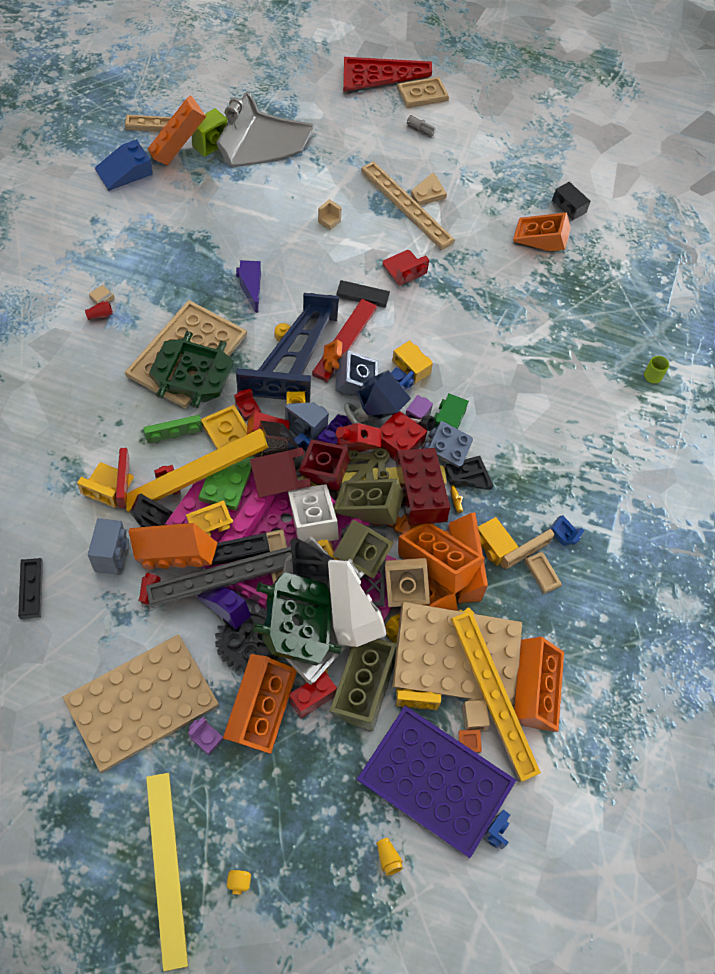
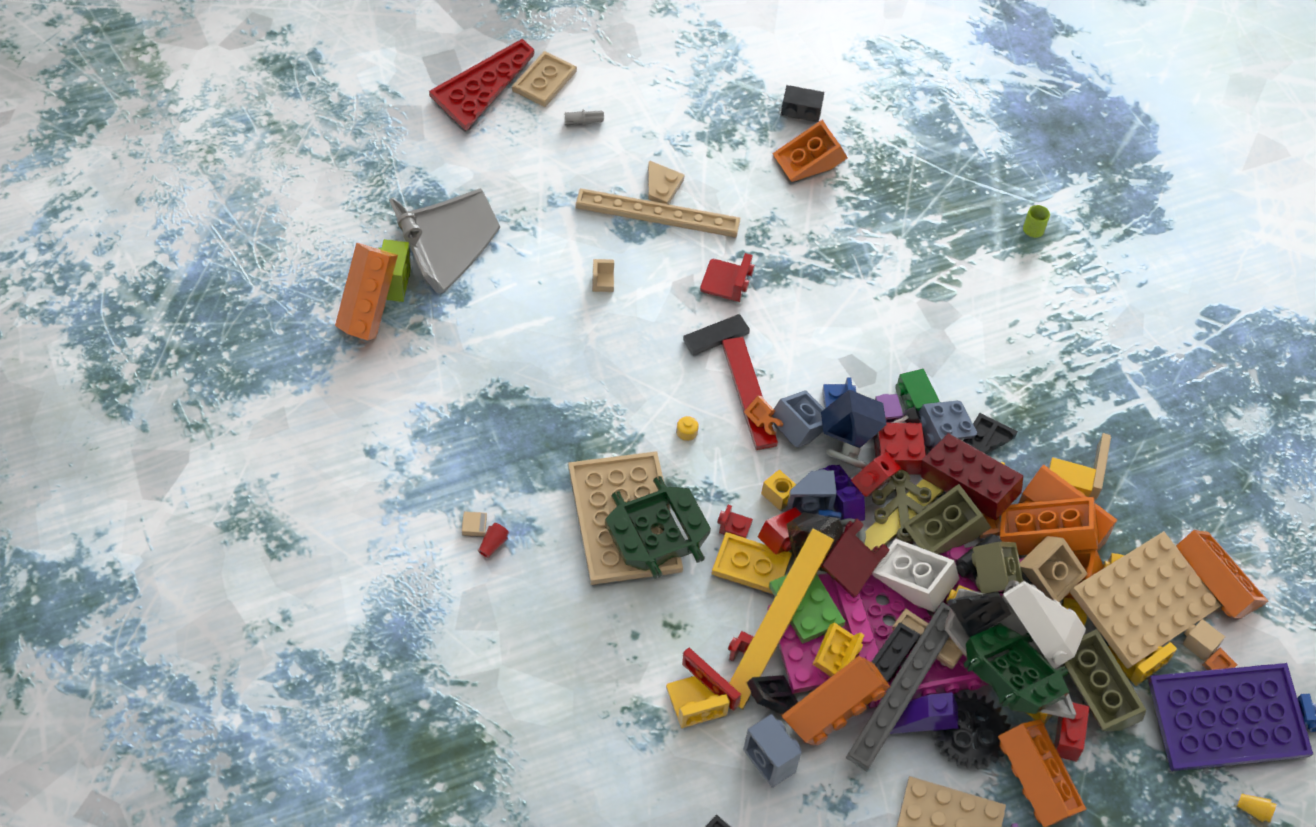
camera: 40 degrees left, 5 degrees down
(124, 165) = (339, 370): blue slope -> none
(145, 123) = (305, 304): tan tile -> none
(147, 580) = (837, 757): red cone -> none
(173, 429) = (697, 599): bright green plate -> none
(250, 278) = (606, 401): dark purple slope -> none
(276, 384) = (748, 482): dark blue piece -> none
(325, 463) = (880, 518): dark red slope -> none
(410, 358) = (832, 367): yellow brick -> none
(495, 696) = (1207, 607): yellow plate -> none
(543, 572) = (1127, 477): tan tile -> none
(565, 531) = (1115, 427): blue bracket -> none

